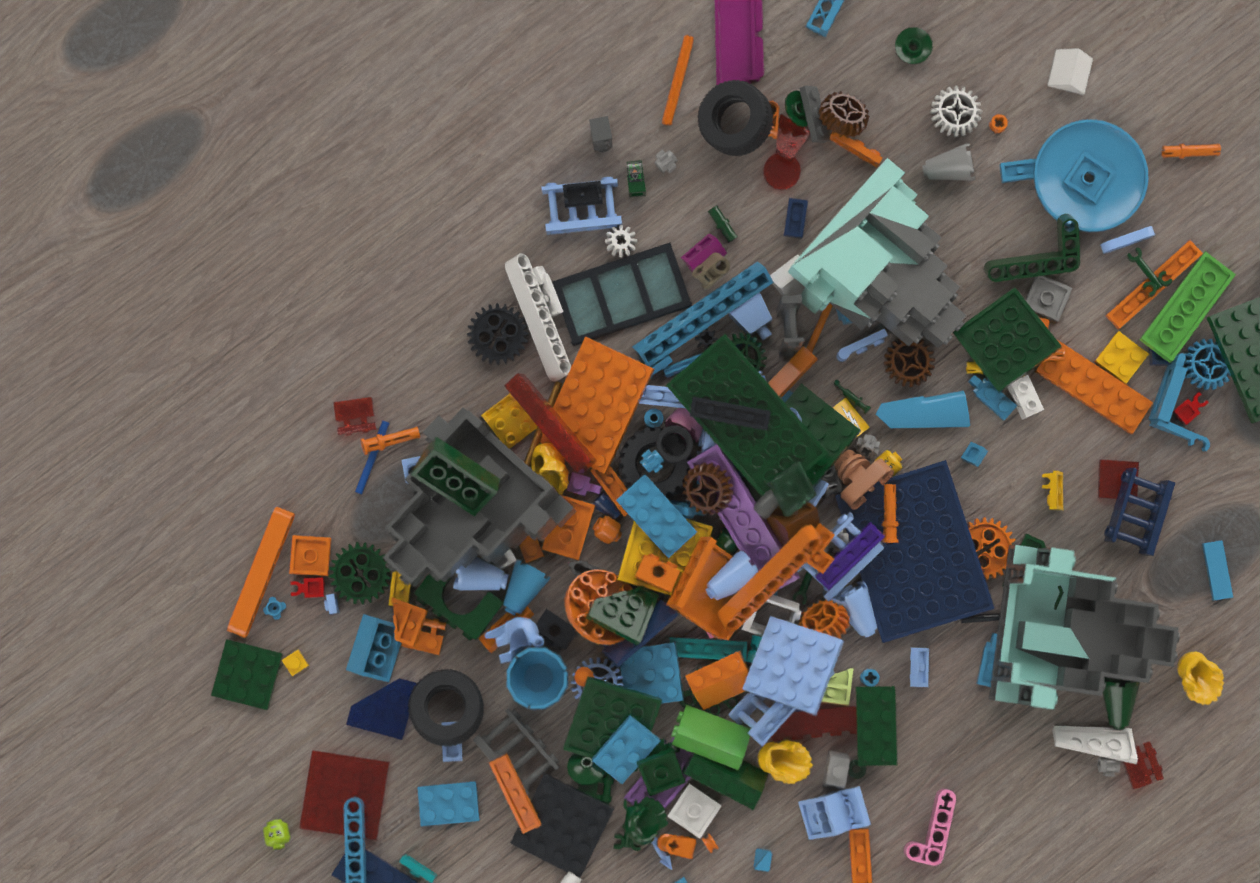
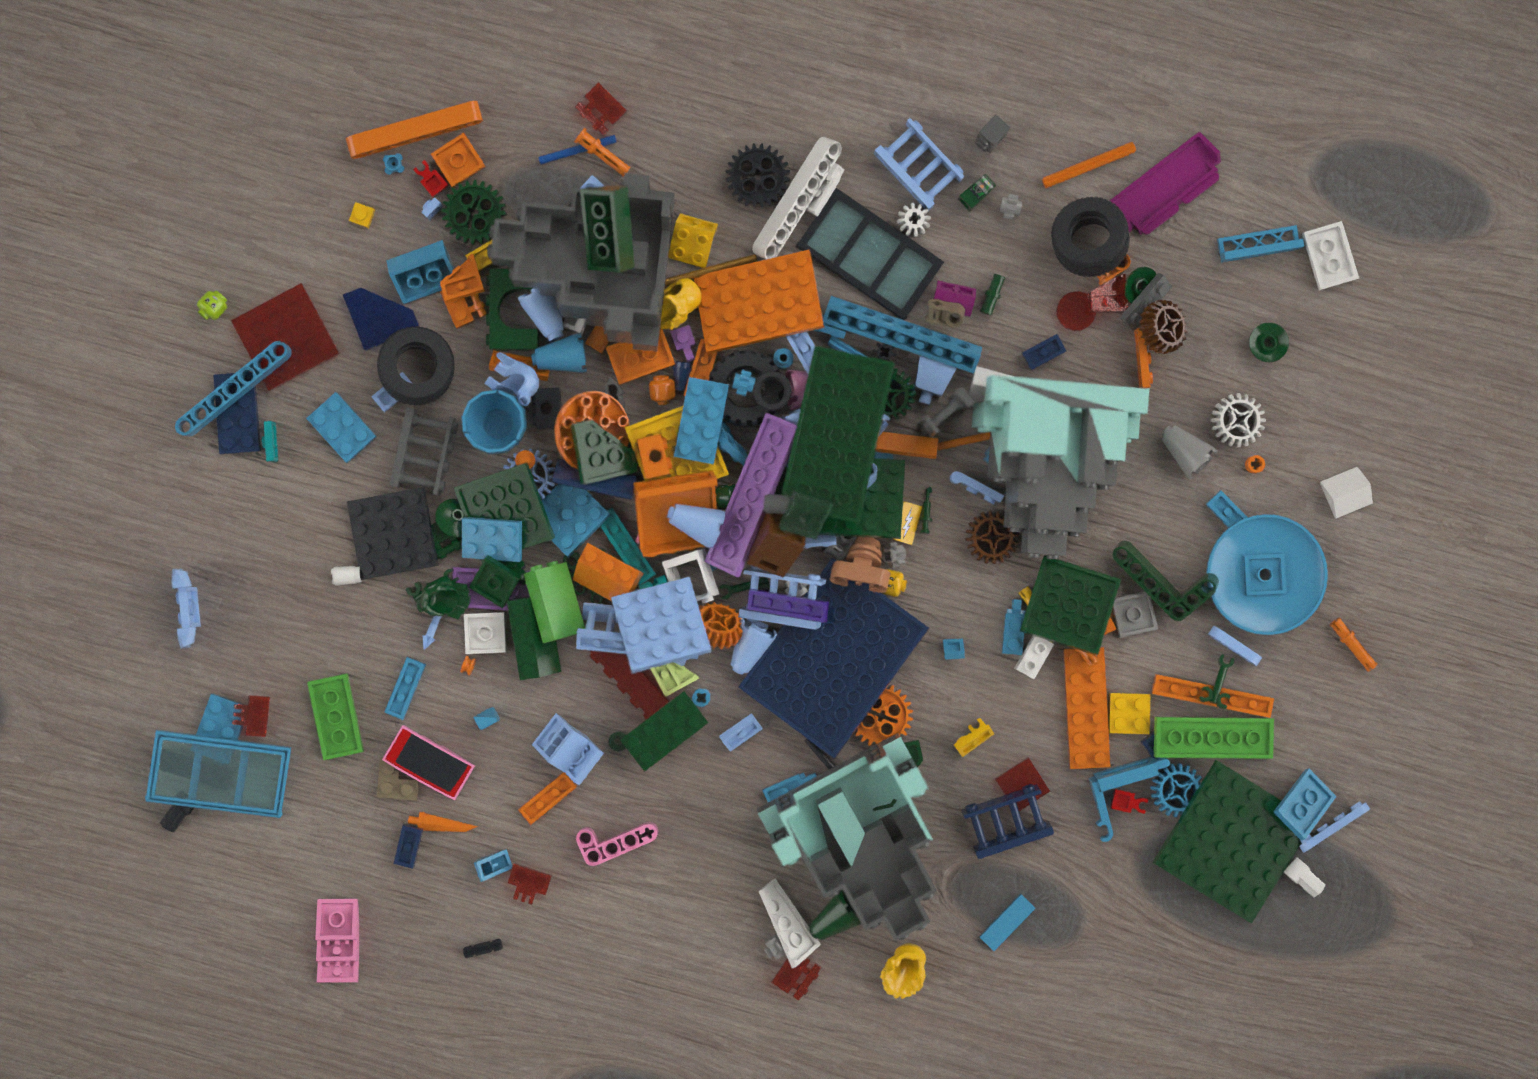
camera: 55 degrees right, 5 degrees up
(247, 674) = (323, 182): dark green plate -> none
(515, 793) = (388, 474): orange tile -> none
(550, 423) = (714, 275): clear red brick -> none
(582, 194) = (928, 157): black hinge -> none
(679, 845) = (447, 641): orange piece -> none
(702, 497) = (765, 446): reddish brown gear -> none
(730, 413) = (829, 416): black plate -> none
(770, 578) = (718, 552): orange beam -> none
(785, 761) = (580, 677): yellow hair -> none
(821, 559) = (768, 571): orange plate -> none
(836, 770) = (604, 724): light grey torso -> none
(890, 524) = (841, 619): orange pin -> none
(926, 412) = (962, 586): dark azure panel -> none

